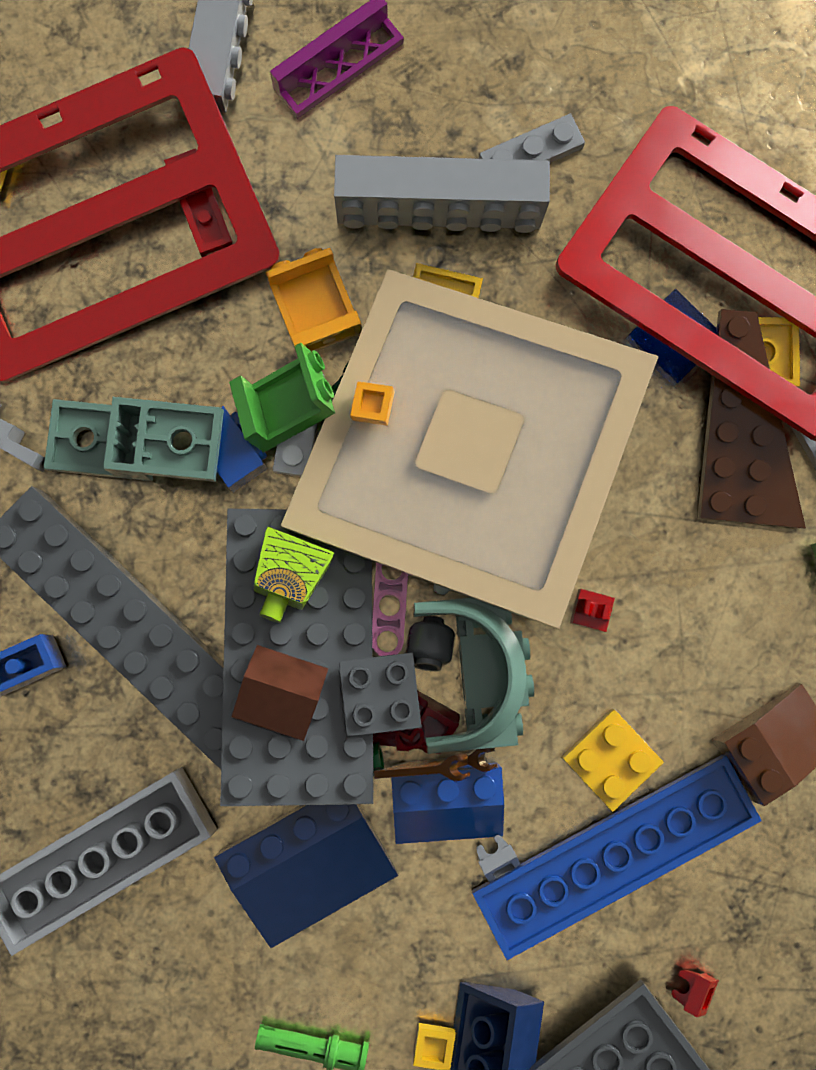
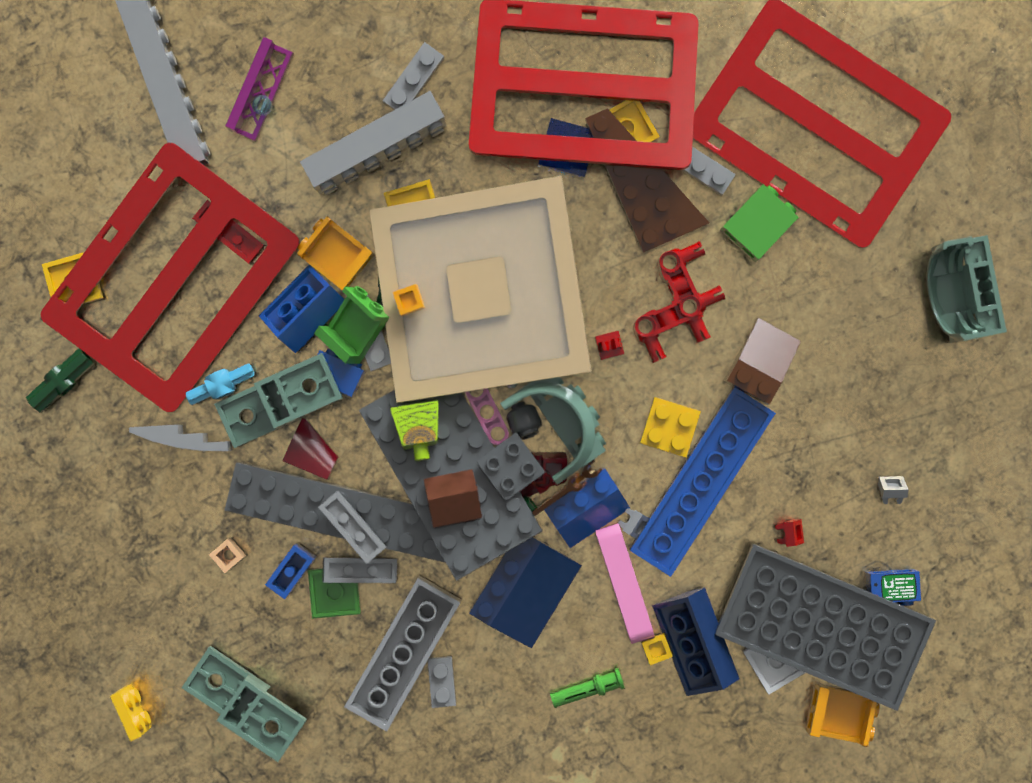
camera: 20 degrees left, 5 degrees up
(61, 725) = (332, 598): none -> bright green tile
(75, 379) = (220, 384): none -> medium azure axle
(107, 716) = (357, 571): none -> light grey plate
(127, 654) = (352, 527): none -> light grey plate
(128, 925) = (441, 681): none -> light grey plate
(137, 529) = (310, 452): none -> dark red slope
(232, 344) = (302, 308): none -> blue slope
(333, 80) = (266, 107): none -> clear light blue hinge
(441, 935) = (624, 583): none -> bright pink beam
(723, 591) = (682, 290): none -> red pin

